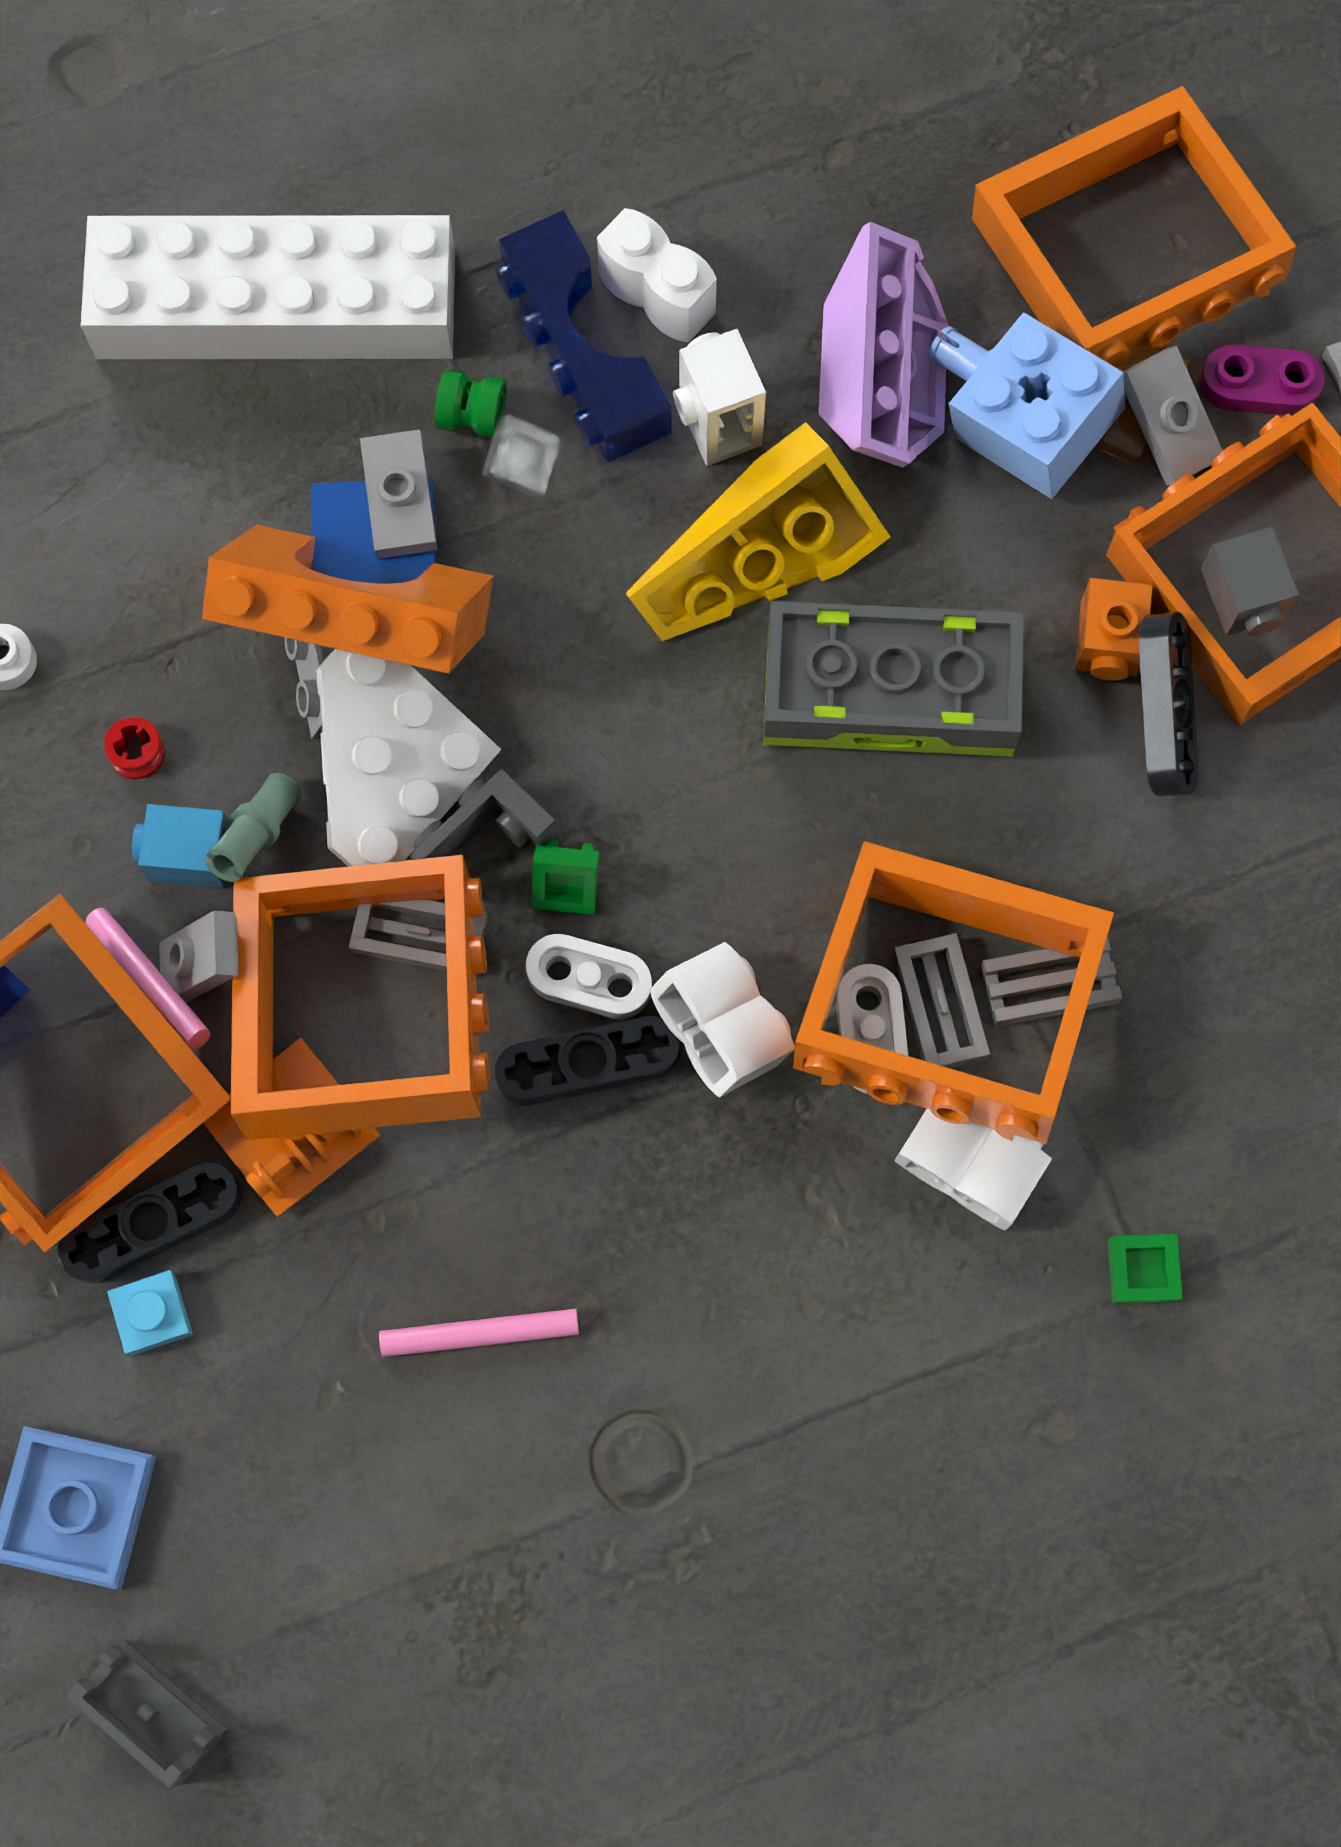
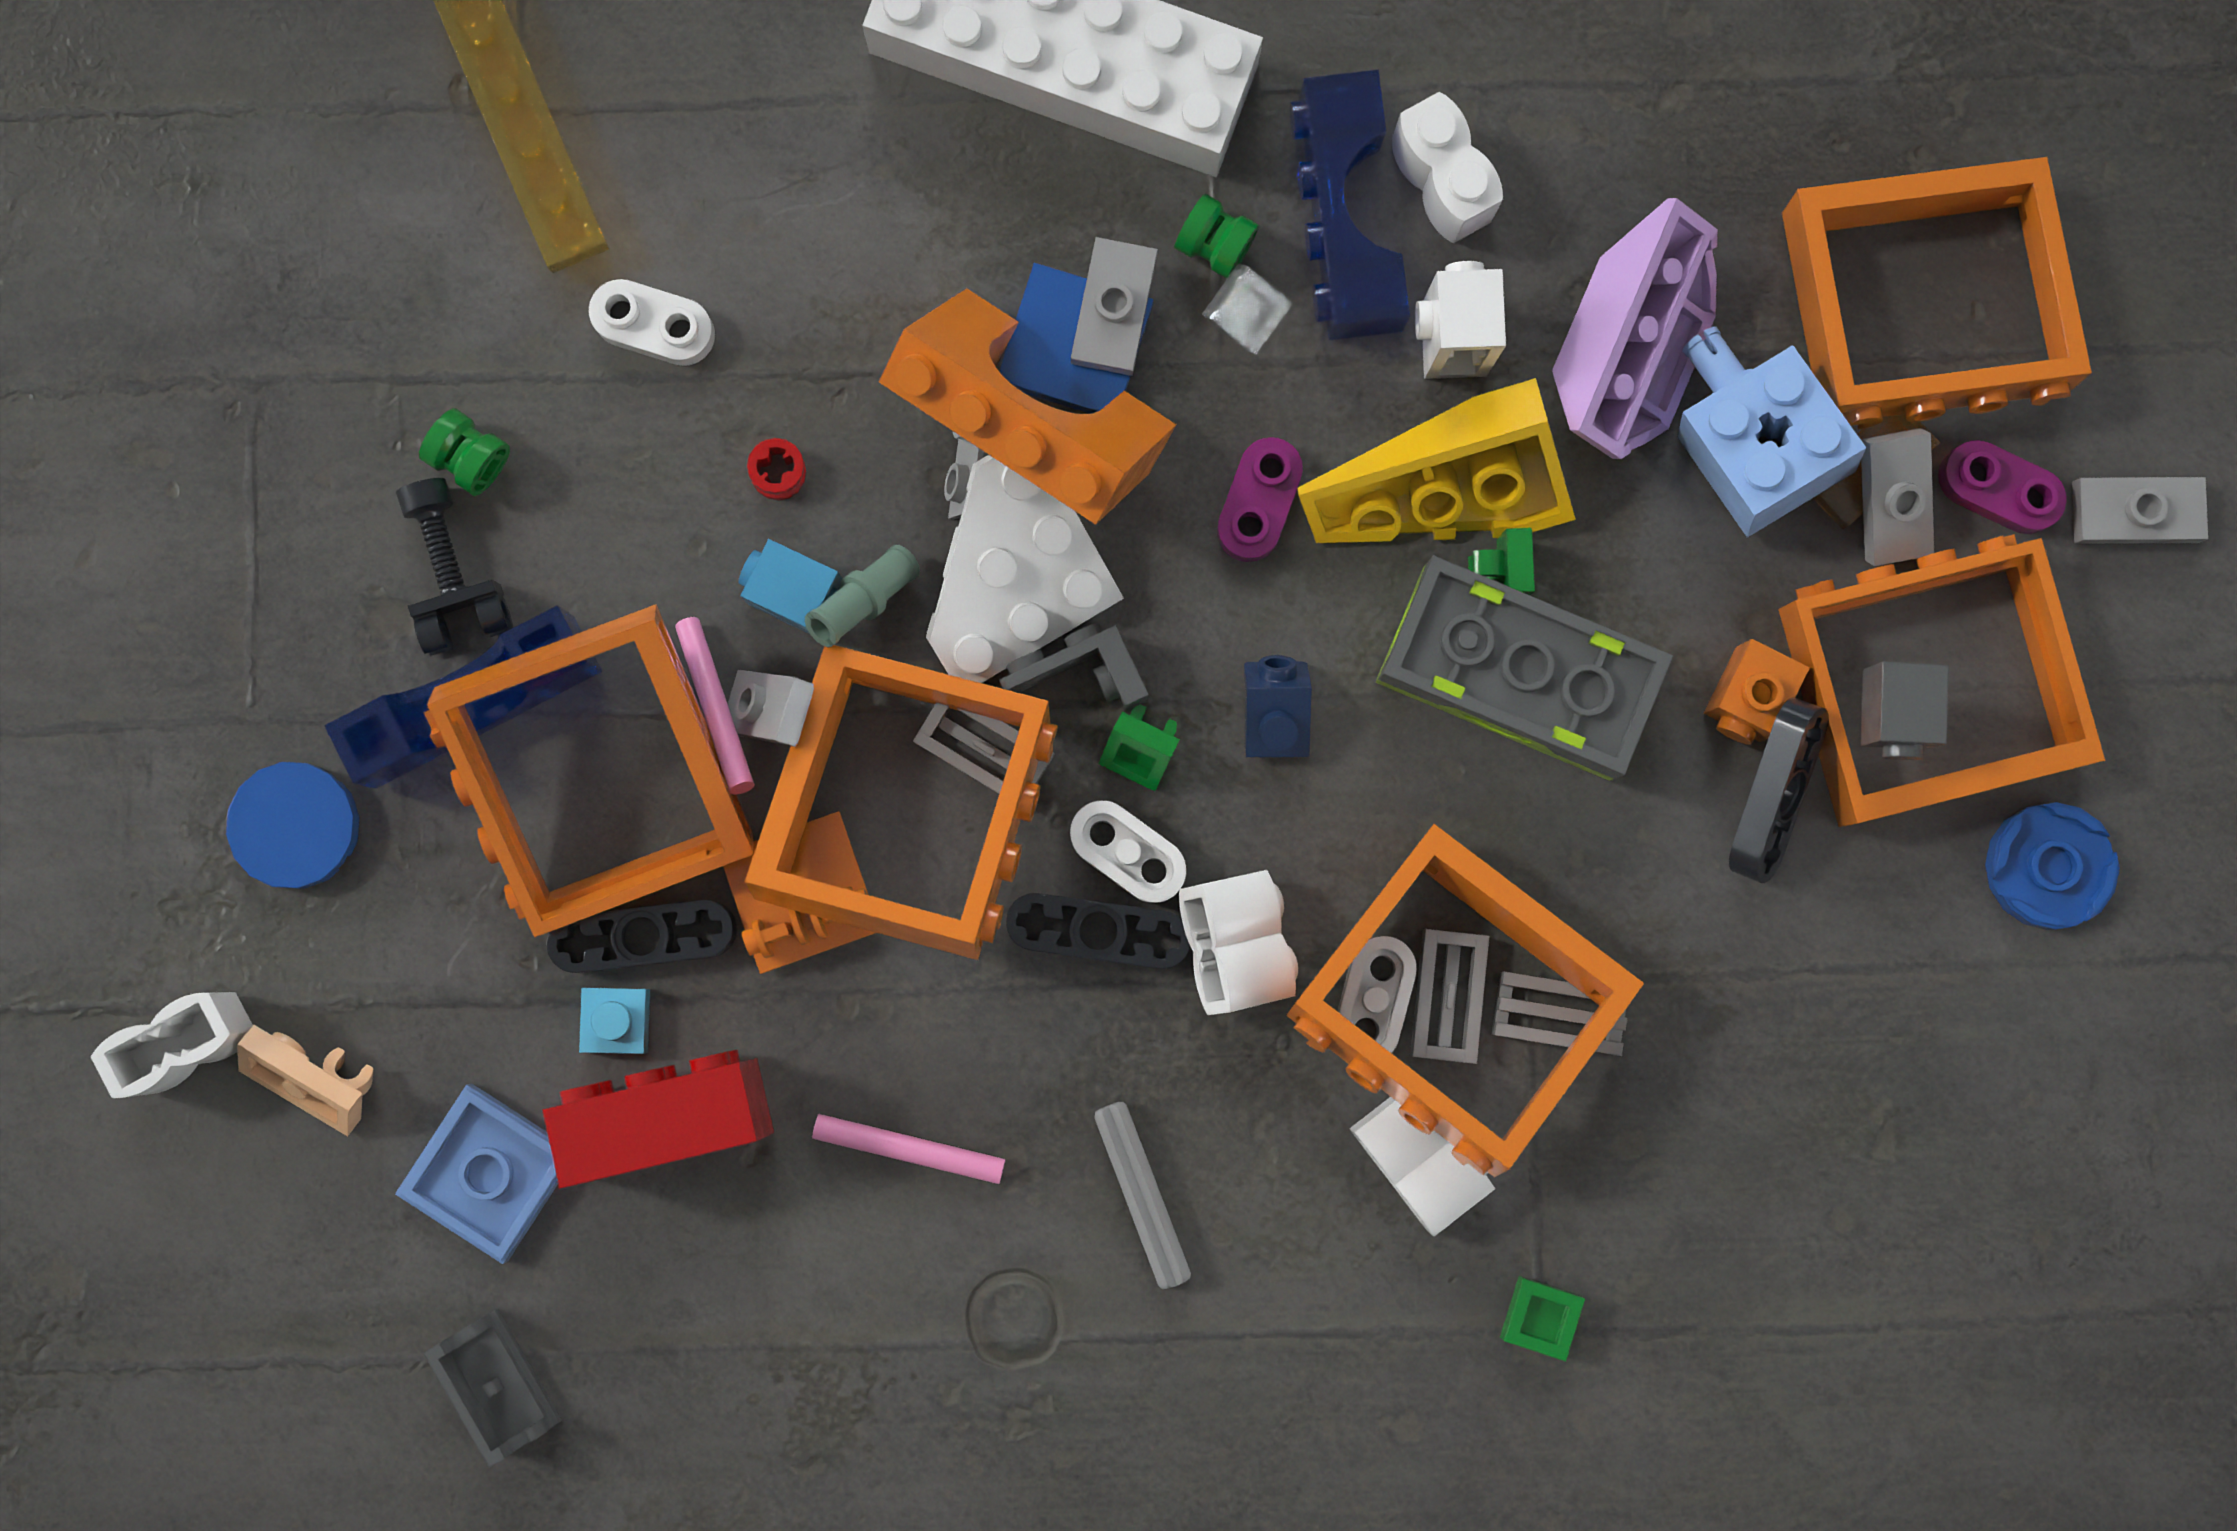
camera: 15 degrees right, 10 degrees up
(222, 1381) = (657, 1118): none -> red brick
(595, 617) = (1259, 498): none -> magenta plate
(681, 797) = (1277, 707): none -> dark blue bracket
(720, 1294) = (1142, 1195): none -> light grey axle
(844, 584) = (1510, 563): none -> green tile

